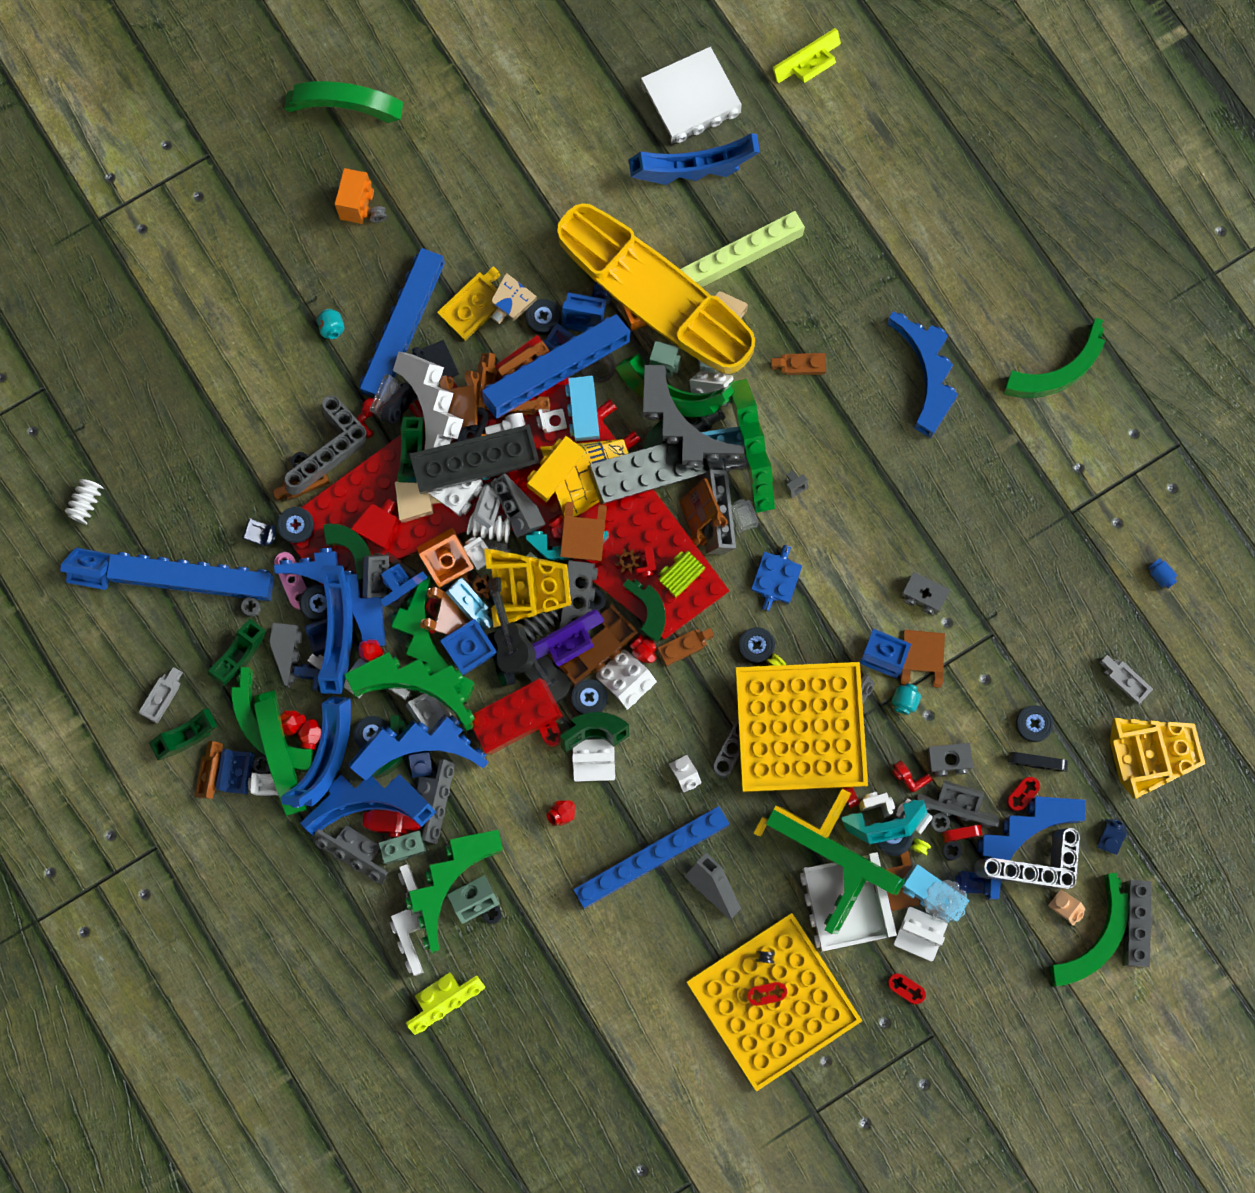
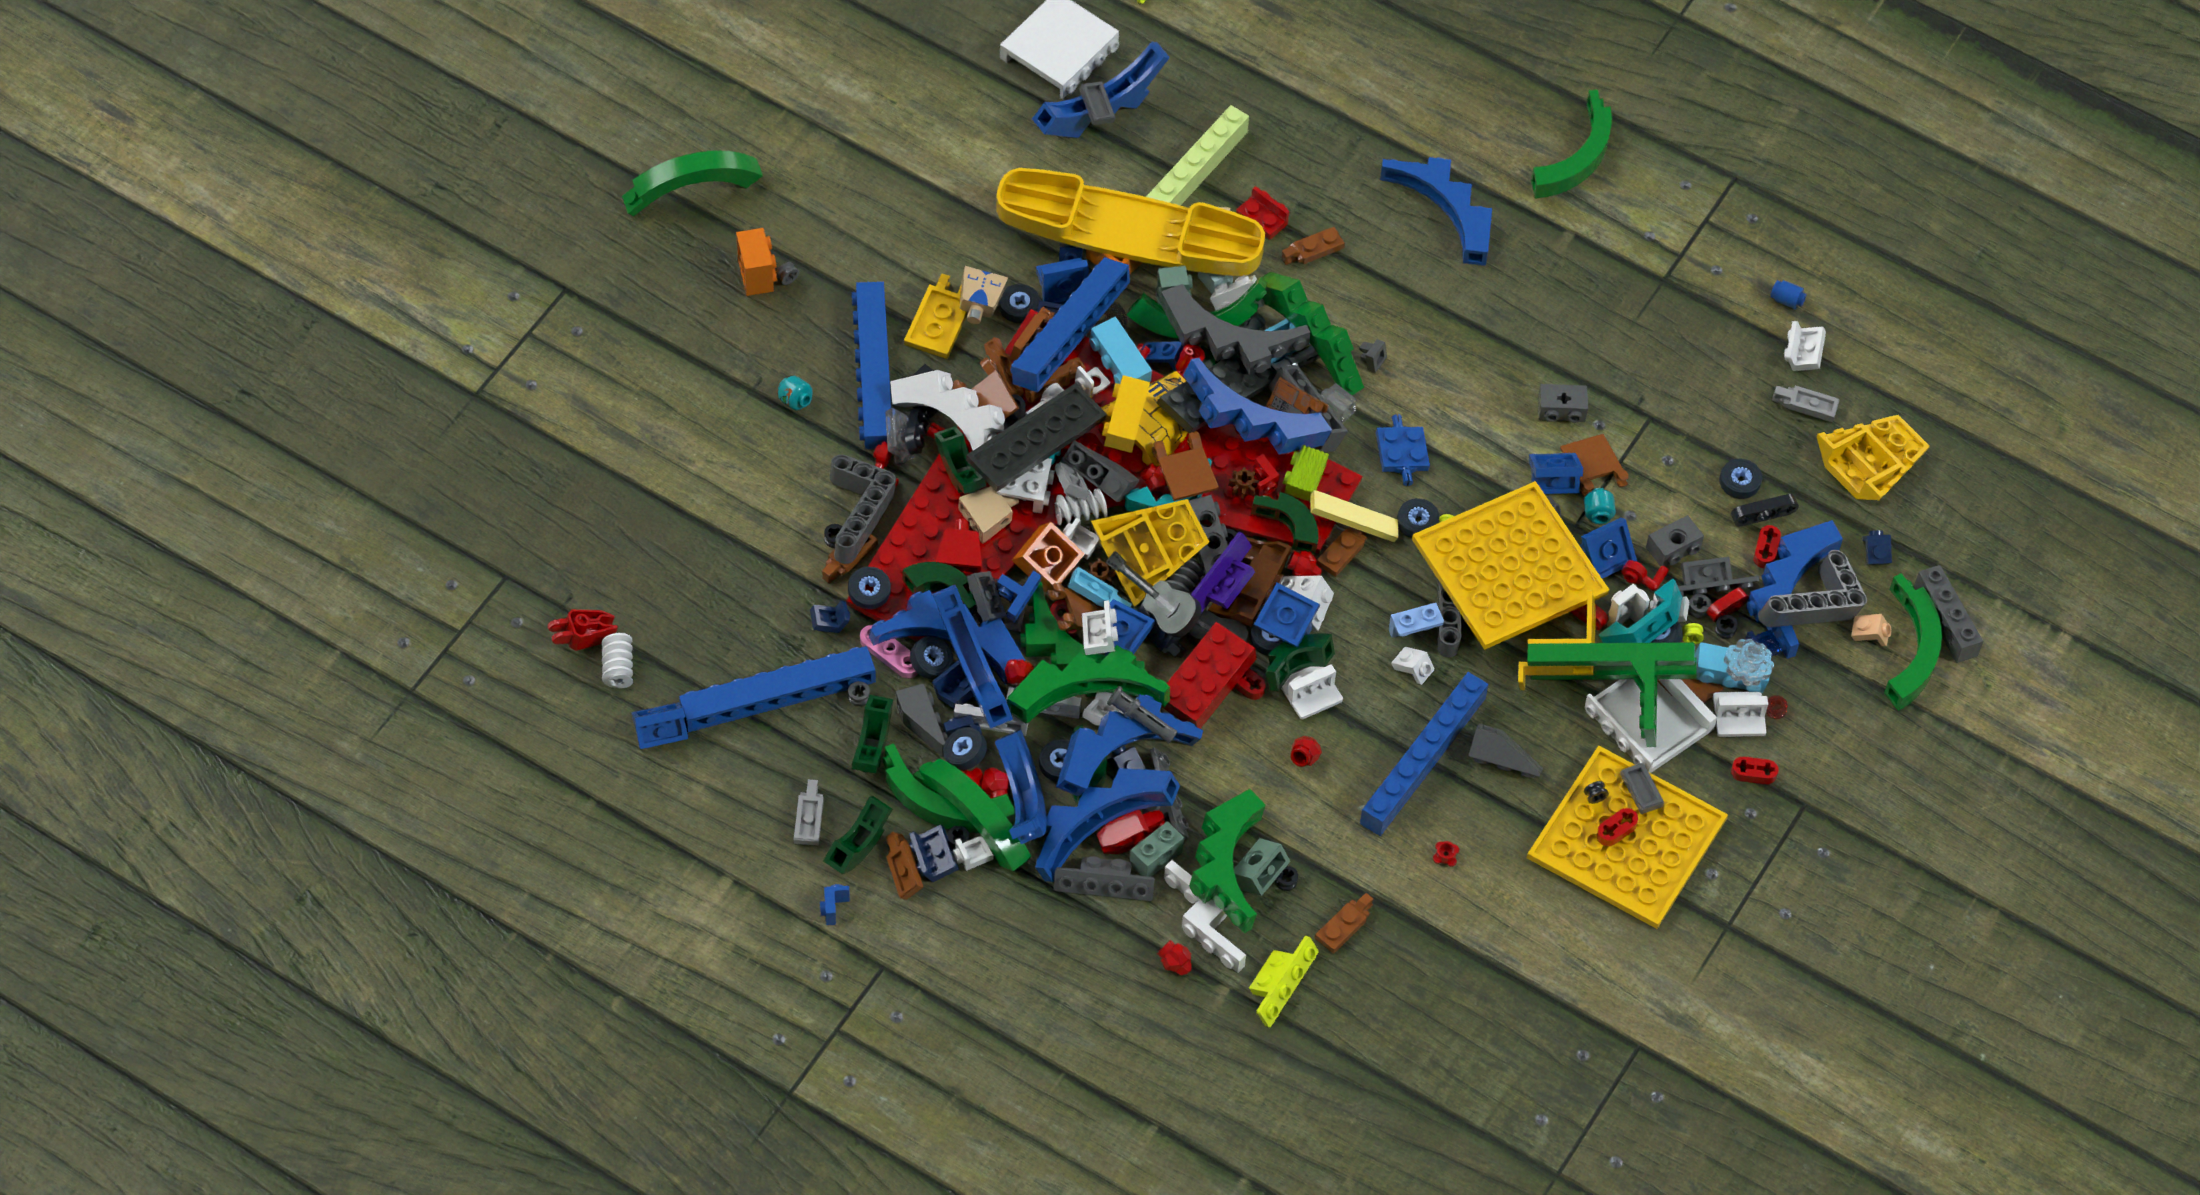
camera: 30 degrees left, 20 degrees down
(71, 462) = (582, 628): none -> red hinge
(137, 780) = (833, 894): none -> blue bracket
(306, 694) = (969, 757): none -> black bush
(371, 945) = (1175, 958): none -> red rock
(435, 726) = (1132, 708): none -> dark grey pin
(444, 646) = (1099, 630): none -> white bracket
(516, 974) = (1345, 923): none -> dark orange hinge
(599, 696) = (1287, 615): none -> blue bracket
(631, 949) = (1446, 847): none -> red plate
(633, 415) = (1164, 352): none -> blue bracket
(638, 430) = (1189, 352): none -> red plate
(654, 514) = (1253, 421): none -> blue arch
(686, 167) = (1097, 103): none -> dark grey tile
(702, 626) = (1354, 516): none -> light yellow tile
(704, 741) = (1415, 620): none -> light blue bracket
(775, 317) = (1266, 211): none -> red bracket
(805, 968) = (1642, 788): none -> dark grey tile
(890, 743) = (1609, 547): none -> blue bracket
(960, 942) = (1780, 712): none -> clear red bush
(1150, 628) = (1805, 347): none -> white bracket

